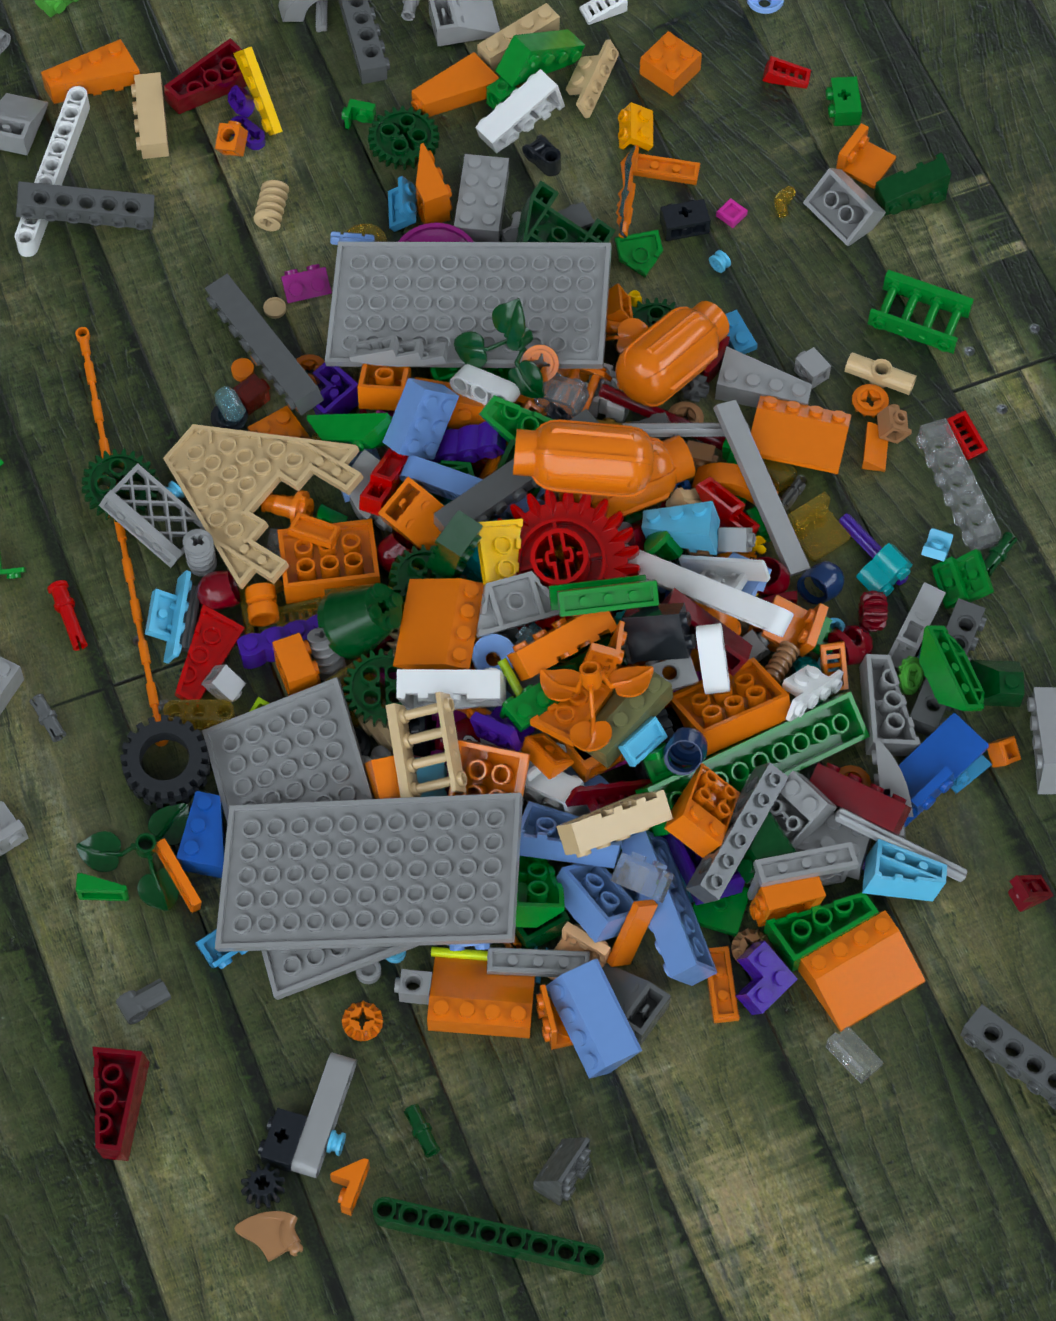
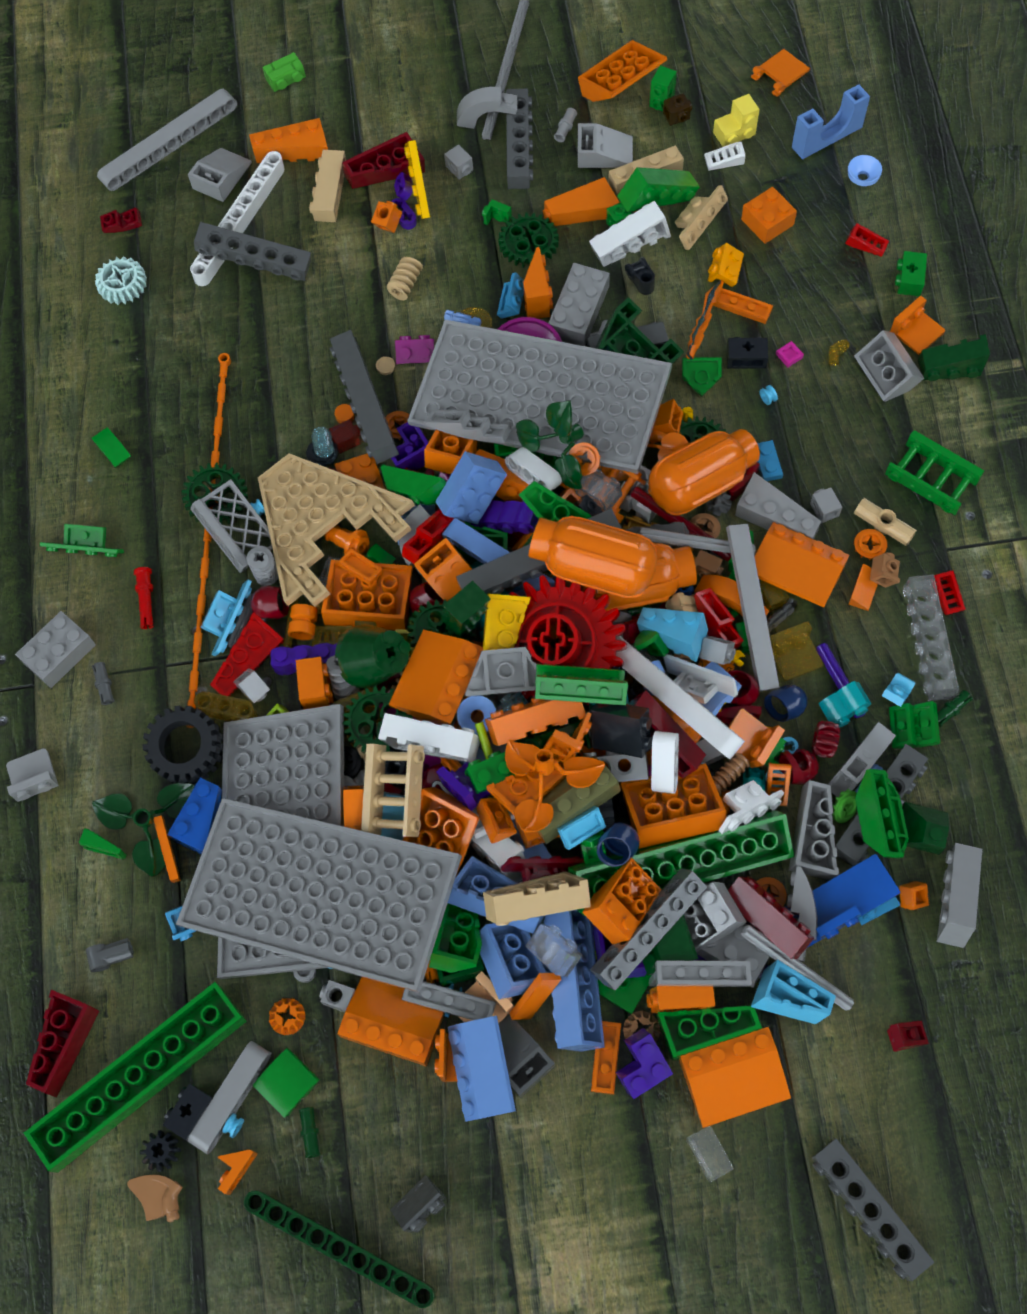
camera: 20 degrees right, 5 degrees up
(214, 1116) = (134, 1078): none -> green brick
(297, 63) = (458, 161): none -> light grey brick
(381, 1087) = (286, 1082): none -> green slope

